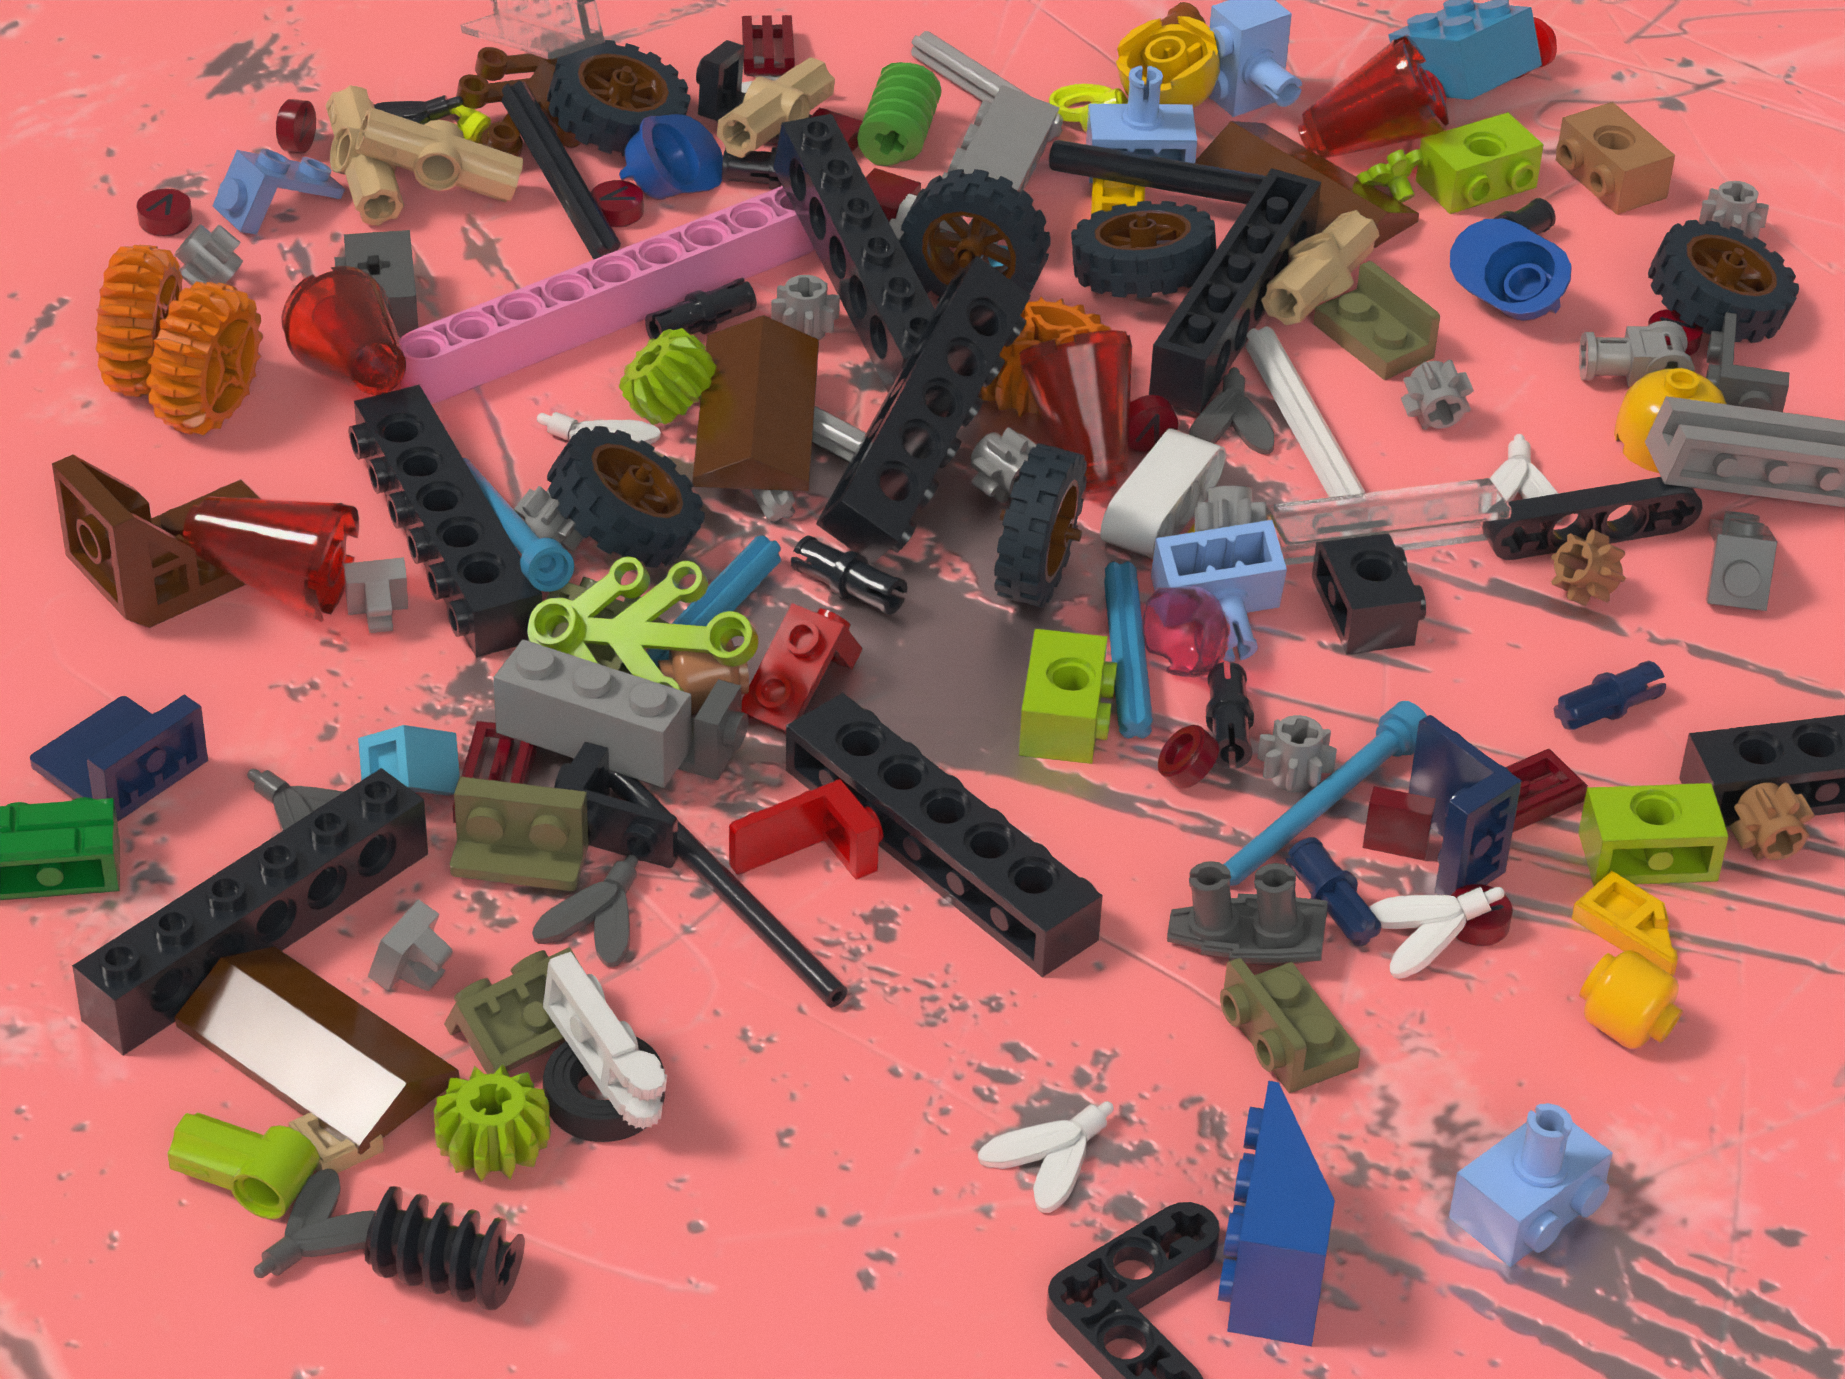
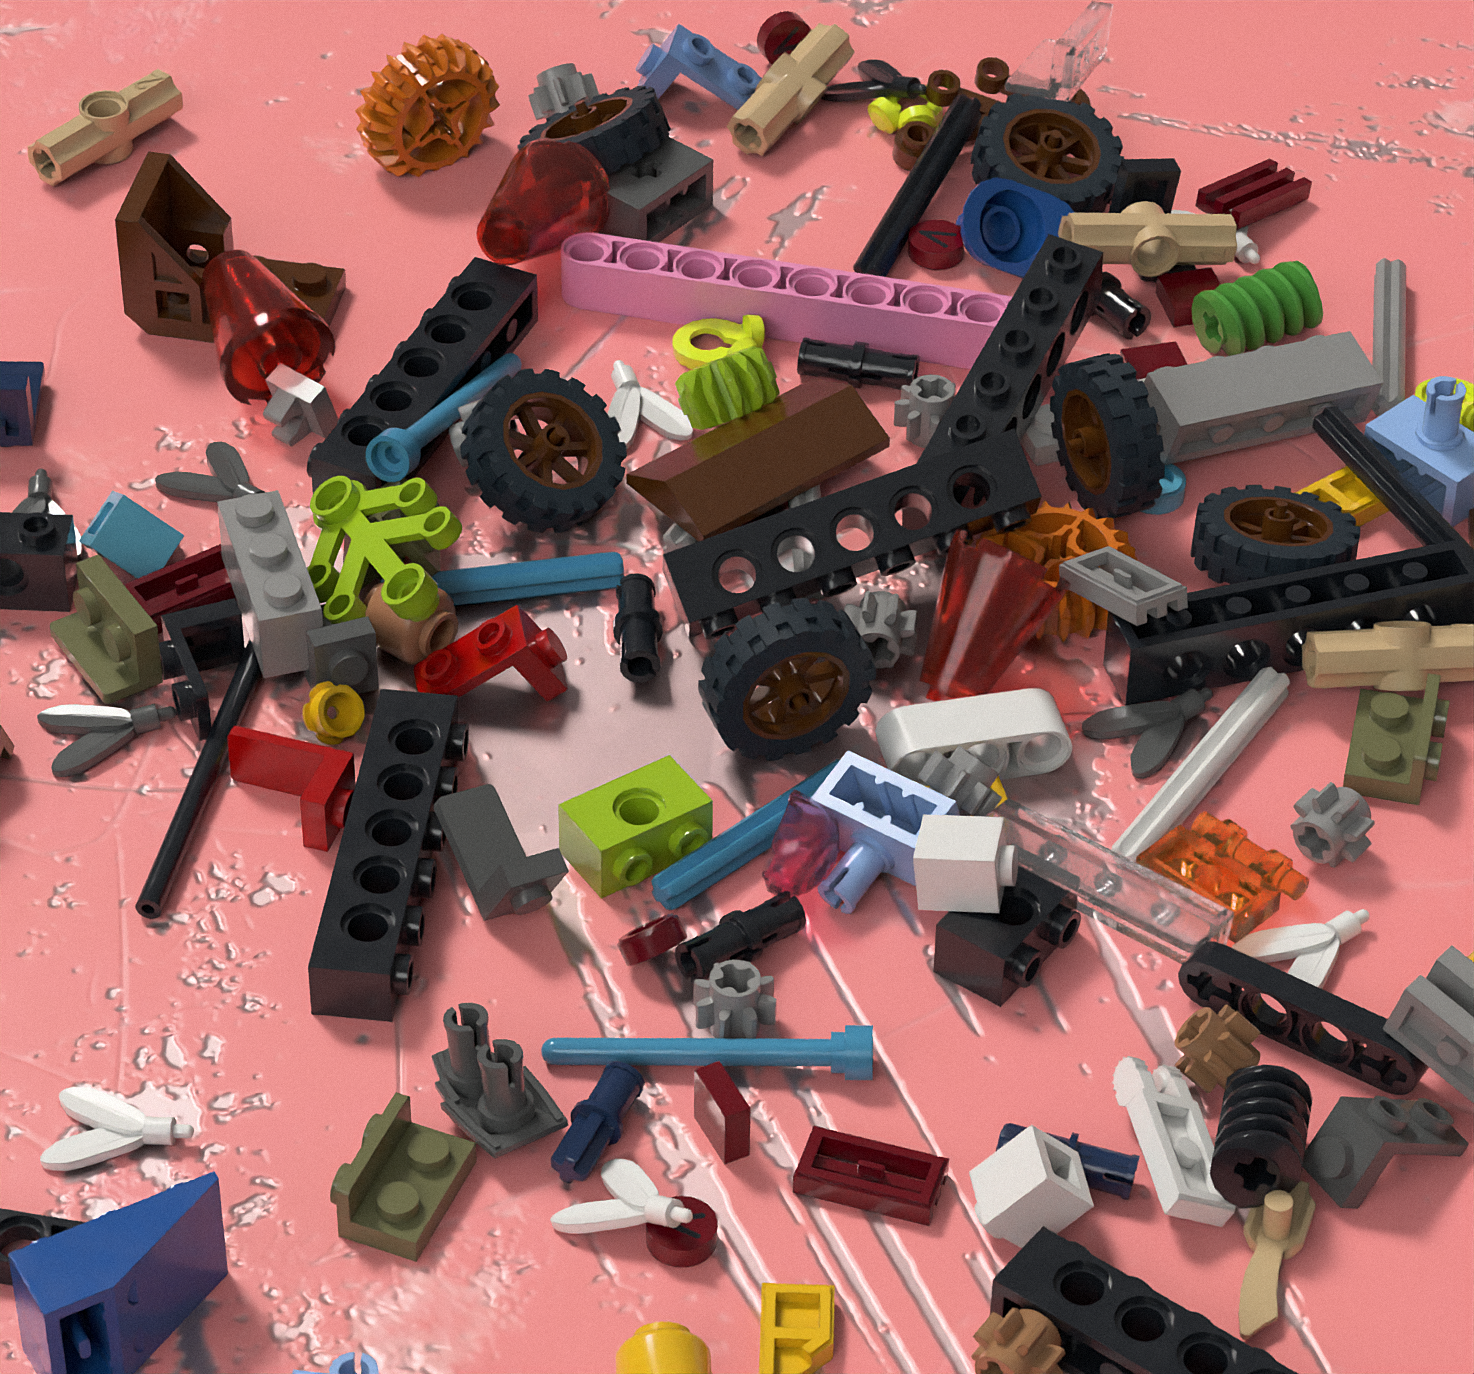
camera: 50 degrees right, 0 degrees up
(164, 212) = (605, 49): dark red tile -> none
(204, 357) = (445, 134): orange gear -> none
(290, 250) = (610, 126): none -> black wheel
(393, 685) = (228, 479): none -> dark grey piece
(438, 155) = (826, 117): tan piece -> none
(597, 340) = (741, 336): none -> neon yellow piece
(751, 773) = (348, 709): none -> yellow plate
(1025, 788) = (492, 856): none -> dark grey bracket
(1149, 421) = (1056, 673): dark red tile -> none
(1151, 320) = (1123, 585): none -> light grey tile
(1331, 555) = (963, 863): none -> white brick
(1414, 462) = (1227, 869): none -> clear orange plate
(1472, 805) = (740, 1147): dark blue bracket -> none
(1636, 724) = (1030, 1186): none -> white brick
(1642, 638) = (1171, 1140): none -> white hinge
(1653, 833) = (907, 1283): lime brick -> none
(1694, 593) = (1260, 1134): none -> black piece
(1763, 649) = (1274, 1234): none -> tan piece

